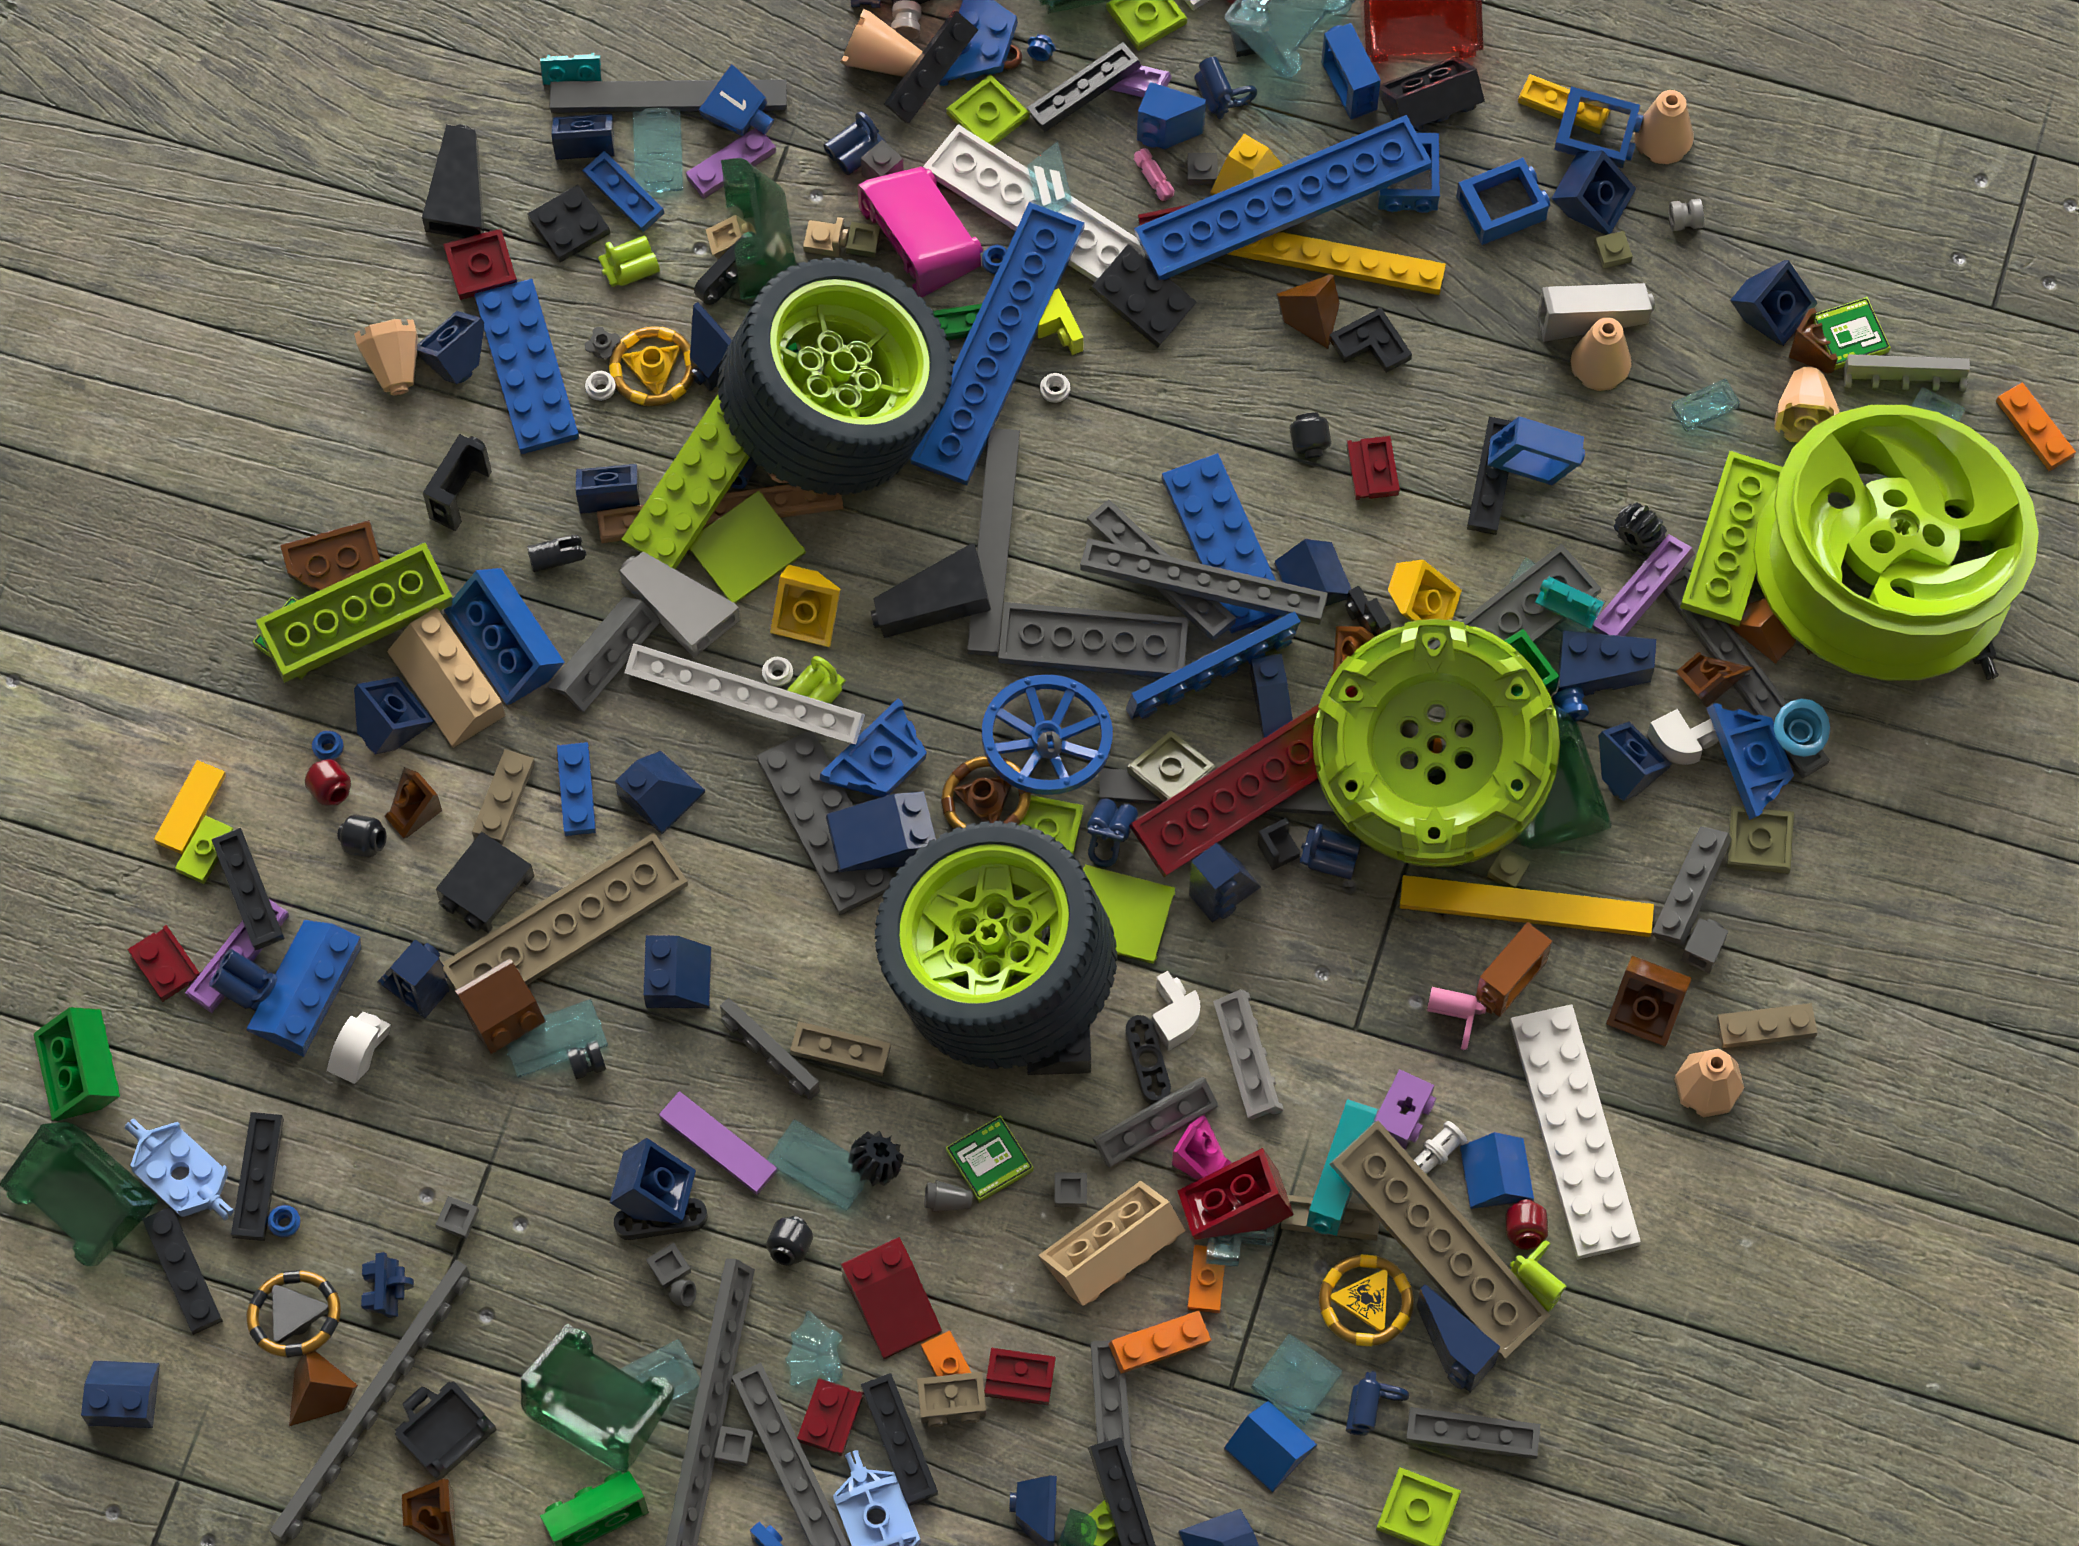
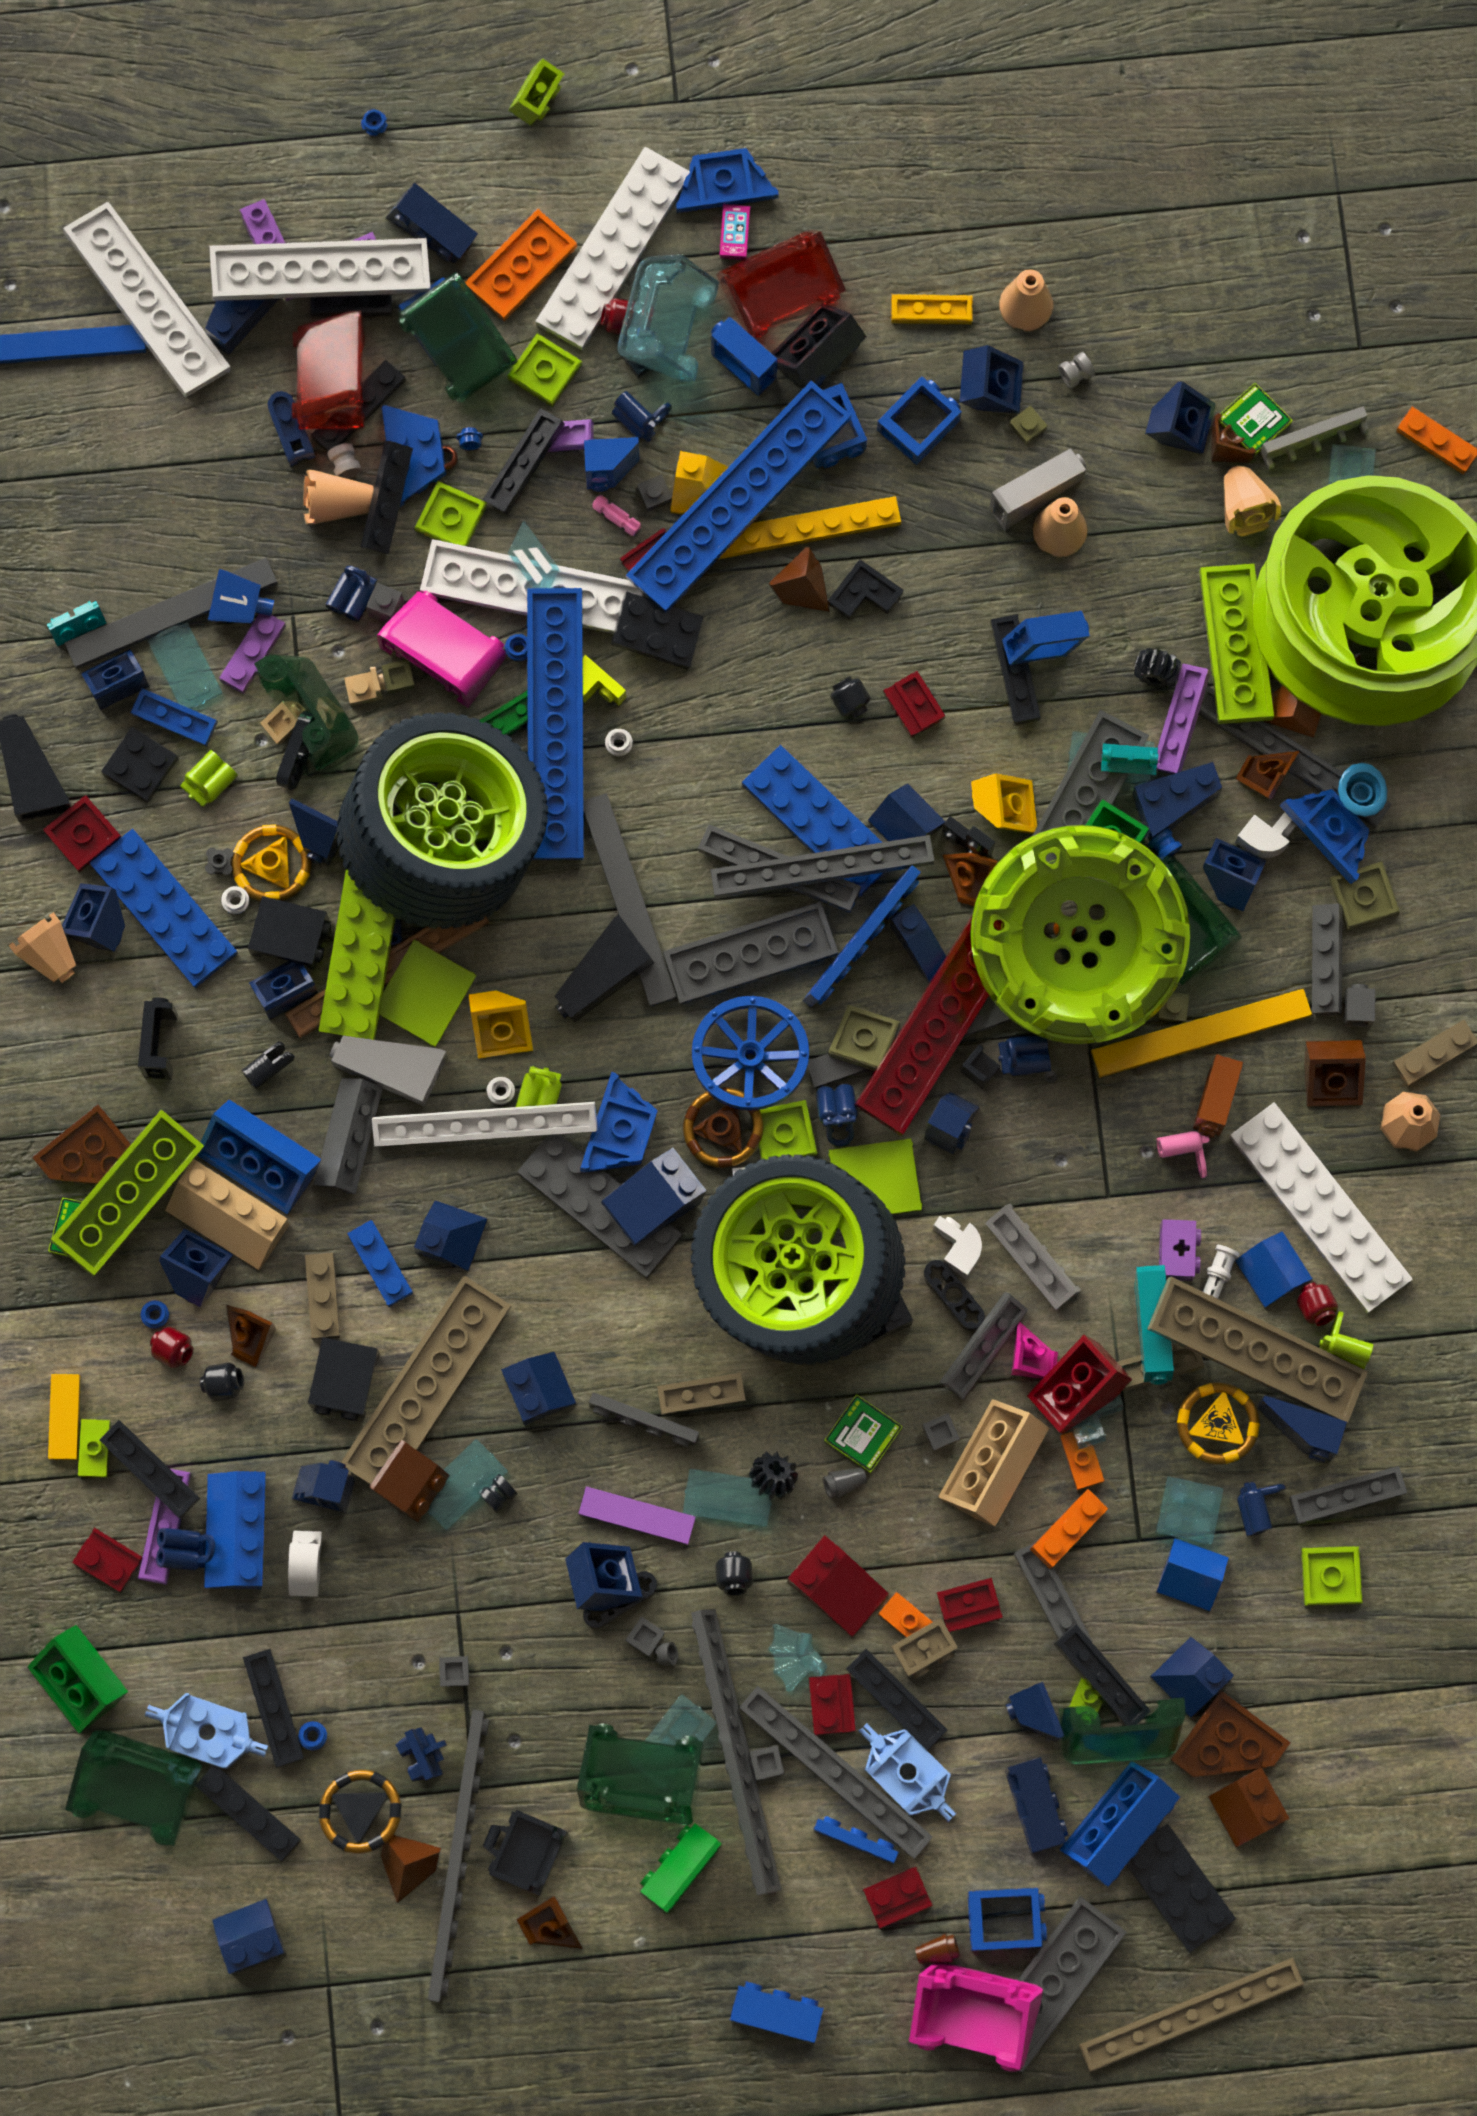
camera: 25 degrees left, 10 degrees up
(638, 435) = (289, 932): none -> black panel
(1042, 745) = (754, 1067): dark grey hinge -> none
(1572, 146) = (944, 322): blue window -> none
(1705, 405) = (1163, 534): clear light blue plate -> none

